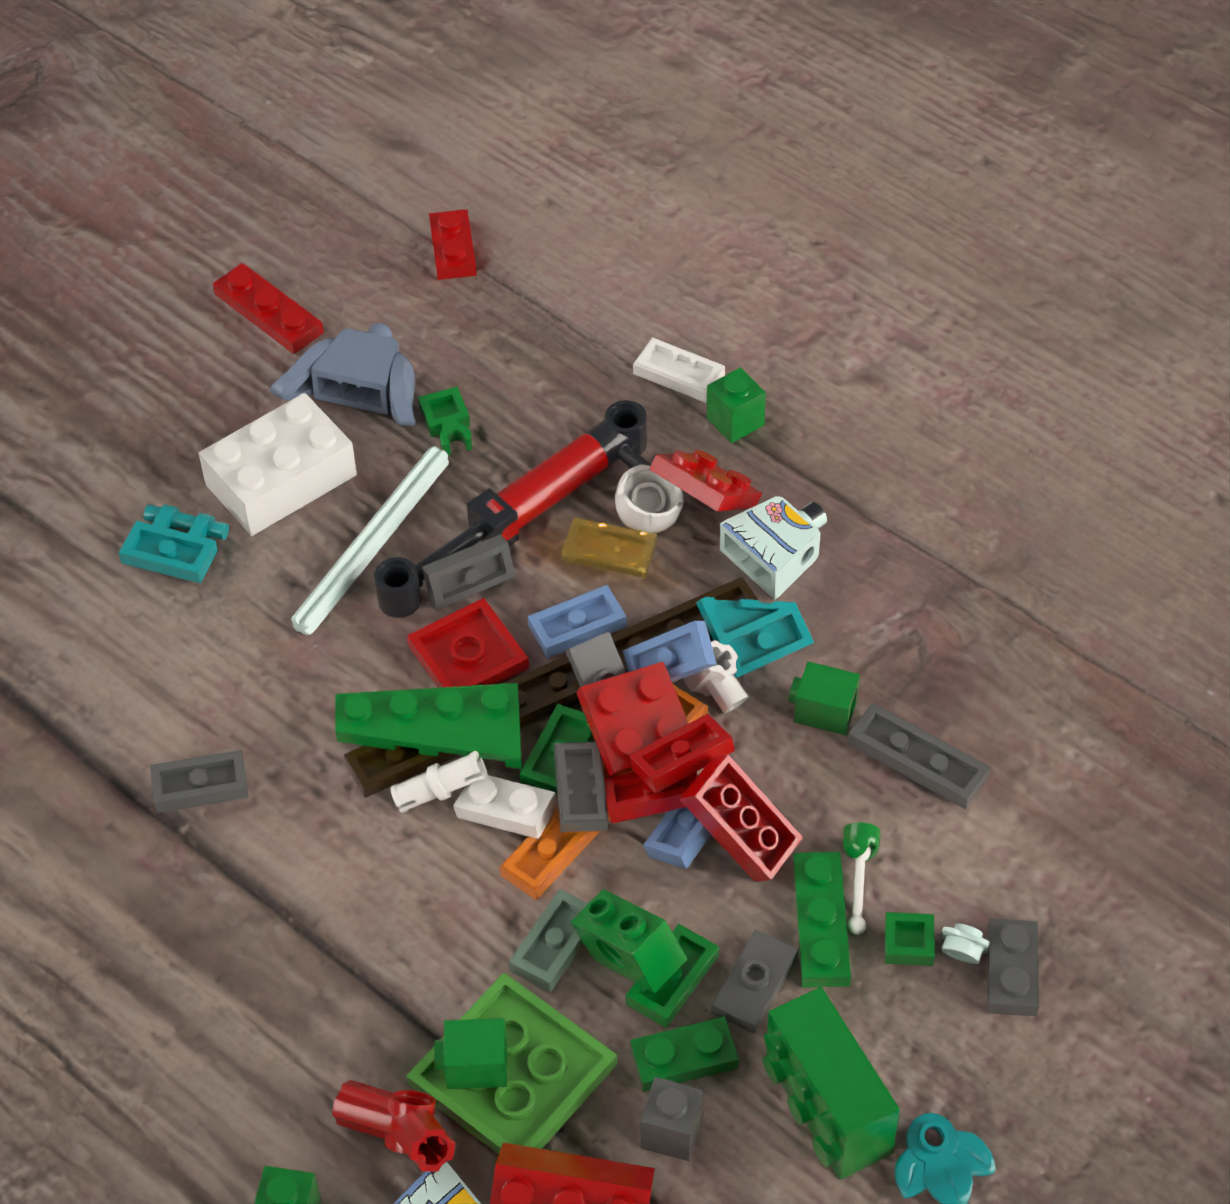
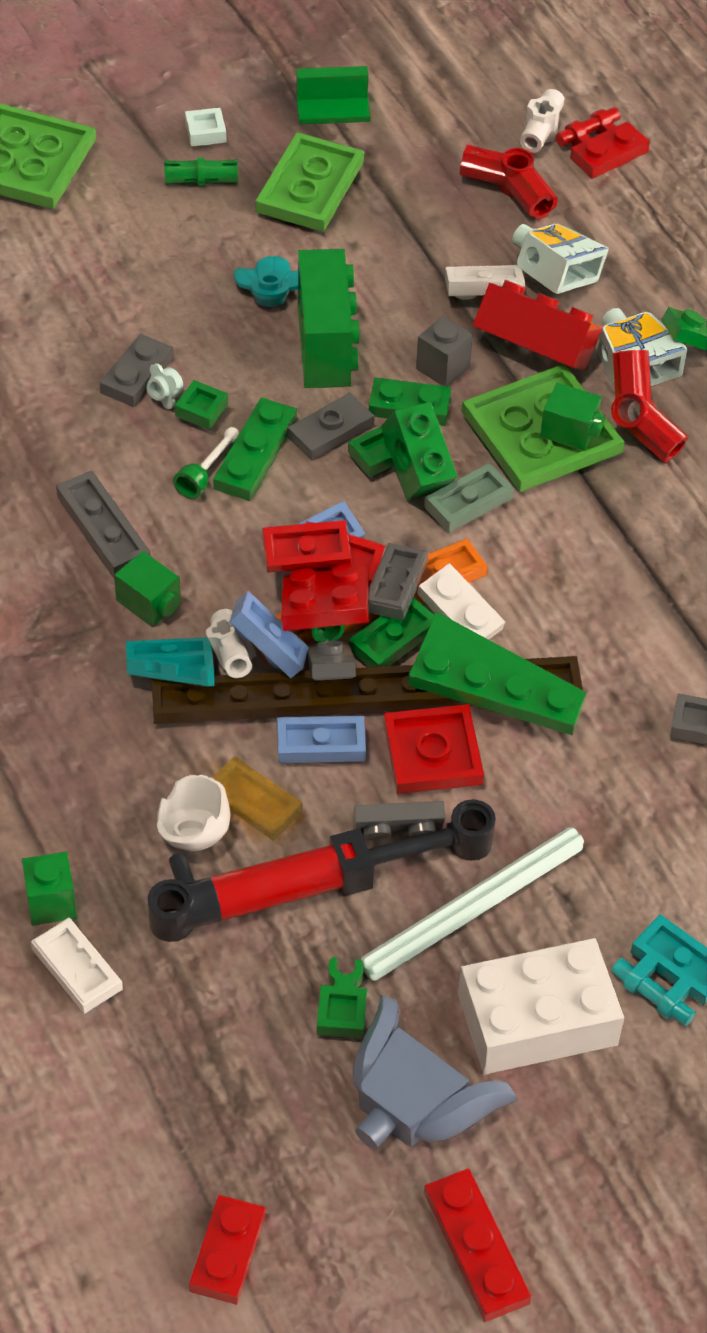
camera: 160 degrees left, 0 degrees up
(439, 782) = (510, 634): white pin -> none
(705, 481) = (132, 807): red plate -> none
(741, 818) = (283, 501): red piece -> none
(773, 542) = (101, 739): light aqua torso -> none

